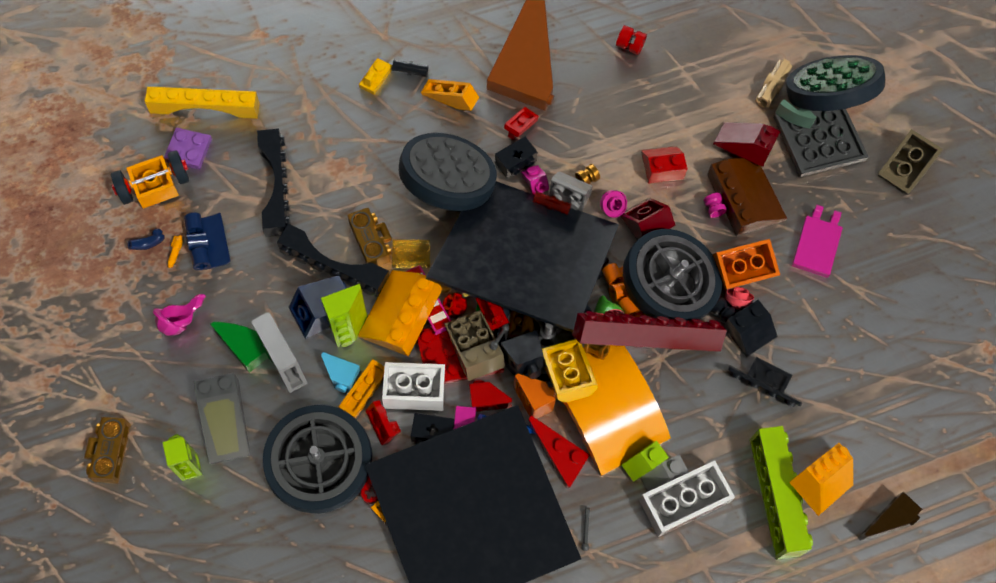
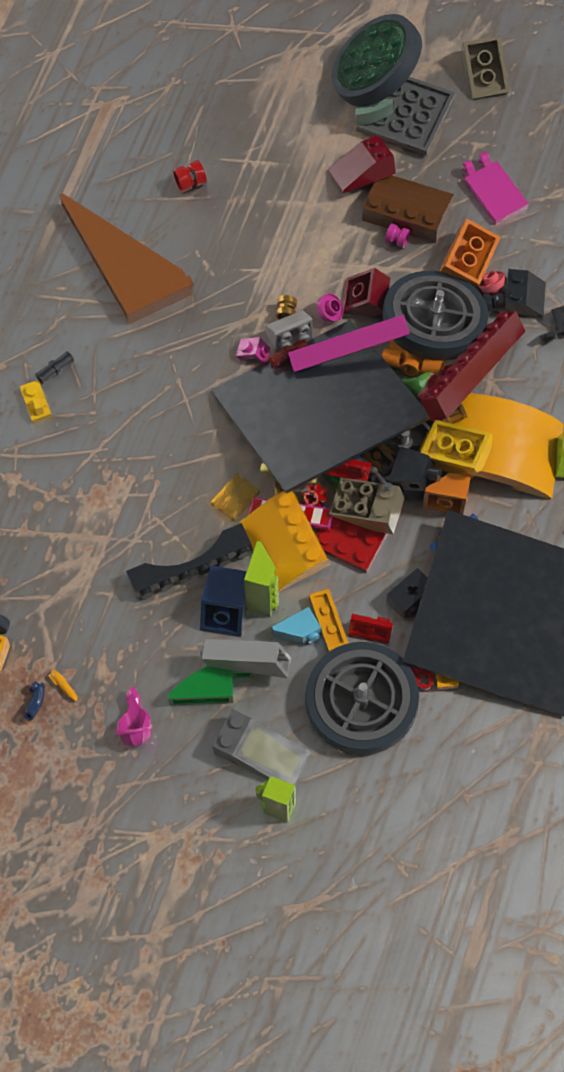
camera: 45 degrees left, 0 degrees up
(110, 450) = (220, 866): pearl gold piece -> none
(206, 241) = (78, 651): dark blue panel -> none
(275, 213) = (34, 537): black arch -> none
(365, 231) = (192, 519): pearl gold piece -> none
(413, 386) = (362, 578): white slope -> none
(447, 171) = (192, 408): wheel -> none
(452, 93) = (111, 353): light orange slope -> none
(464, 416) = (421, 559): dark pink brick -> none
(488, 397) = (416, 531): red slope -> none
(516, 157) = (219, 339): black brick -> none
(520, 122) = (191, 320): red hinge -> none
(565, 455) = (512, 511): red wing -> none
(591, 234) = (349, 343): none -> dark pink tile
(664, 164) = (326, 243): red slope -> none
(773, 83) = (327, 104): tan piece -> none

